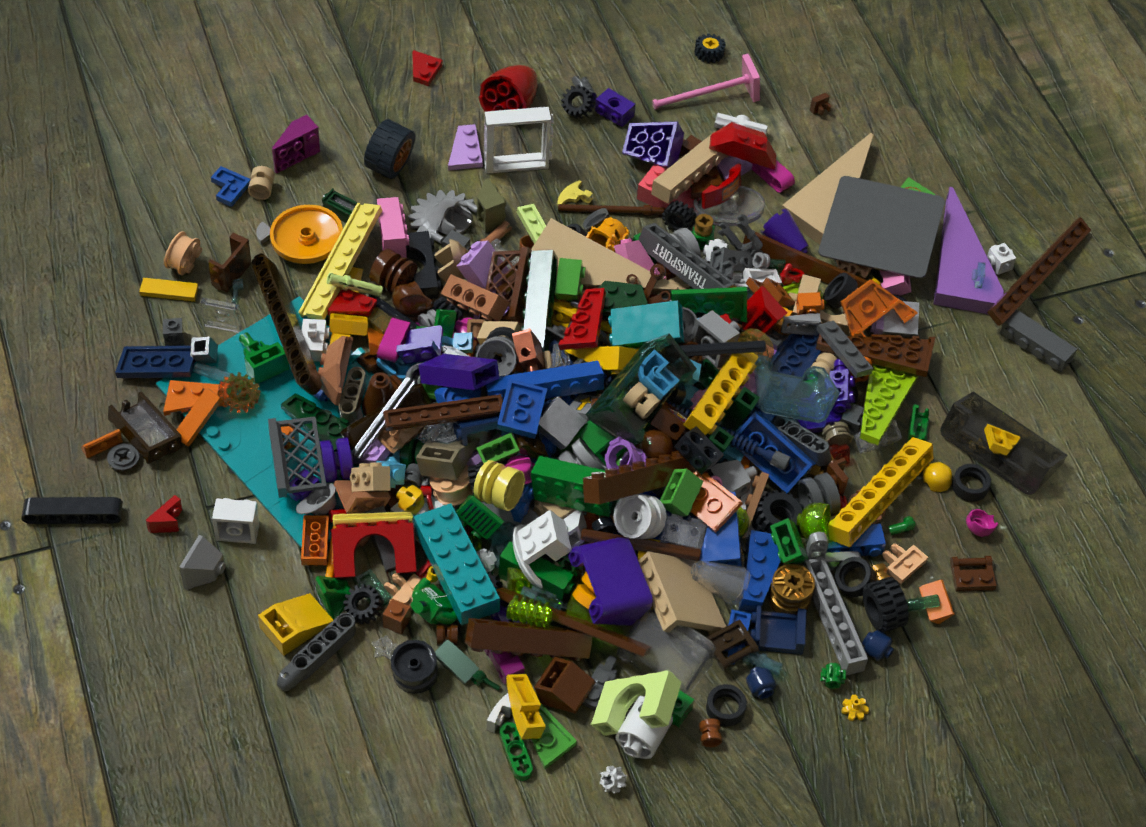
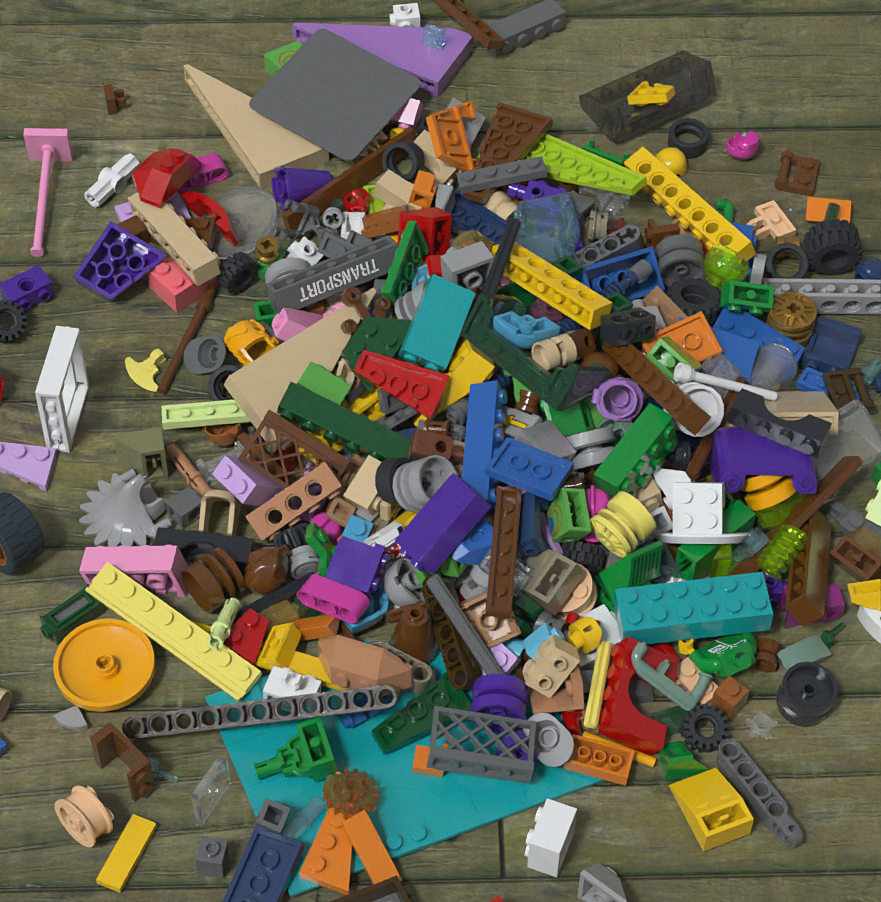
camera: 70 degrees left, 0 degrees up
(386, 565) = (666, 686): none -> sand green piece
(552, 348) = (443, 428): none -> reddish brown bush
(636, 594) = (804, 435): none -> black arch
(662, 496) = (684, 373): none -> white piece

